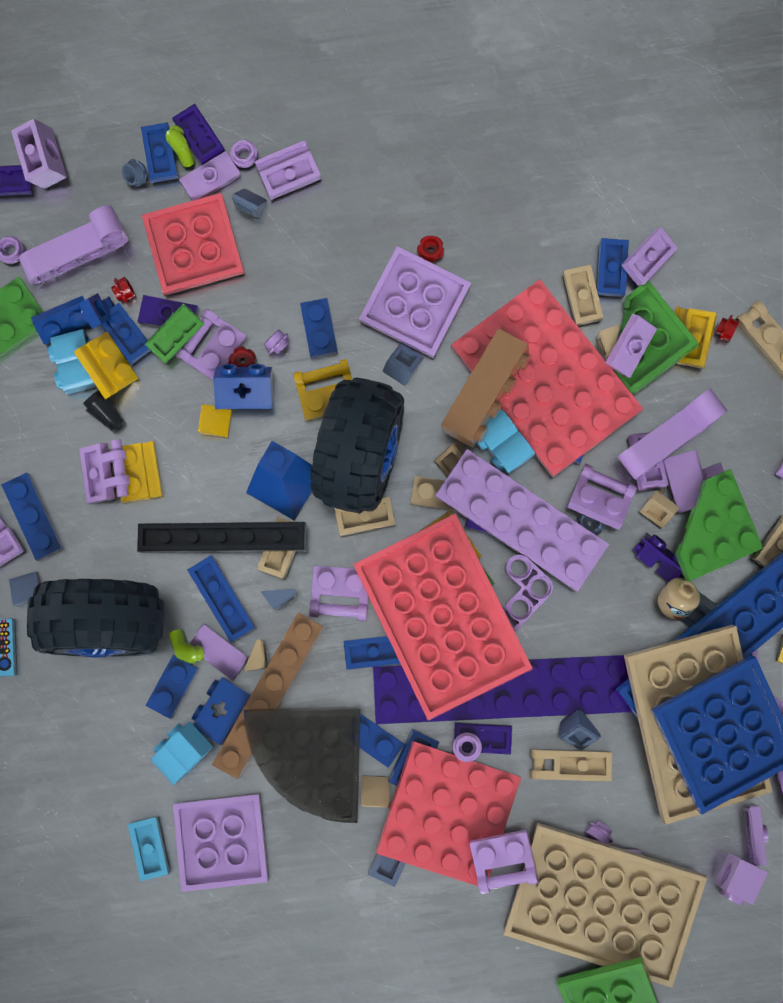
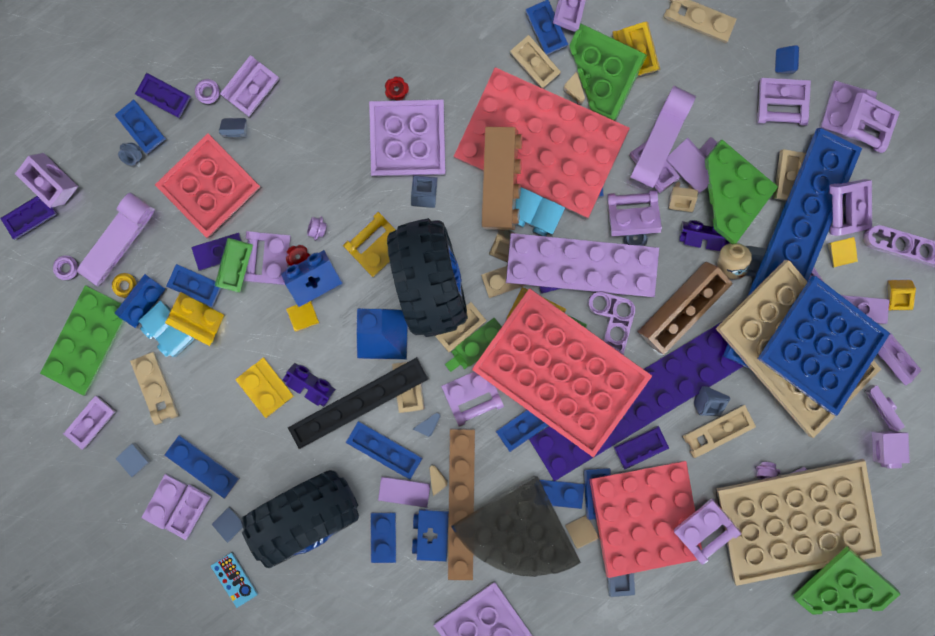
camera: 40 degrees left, 5 degrees up
(29, 413) = (154, 387): none -> tan plate
(53, 290) = (116, 284): none -> yellow plate
(96, 310) = (162, 280): blue plate -> none
(97, 471) = (234, 405): lavender plate -> none
(103, 410) = (211, 355): black cone -> none
(123, 289) = (173, 251): red plate -> none
(177, 141) = (153, 112): lime arm -> none
(178, 480) = (318, 389): none -> dark purple hinge
(181, 752) = (419, 583): medium azure brick -> none
(183, 650) = (379, 505): lime arm -> none
(210, 177) = (191, 124): lavender plate -> none
(319, 328) = (343, 198): blue plate -> none
(364, 544) = (474, 346): none -> bright green hinge
(473, 754) = (641, 461): lavender plate -> none
(603, 619) = (685, 307): none -> medium nougat brick
(631, 345) = (594, 83): lavender plate -> none
(727, 328) = (661, 28): red plate -> none

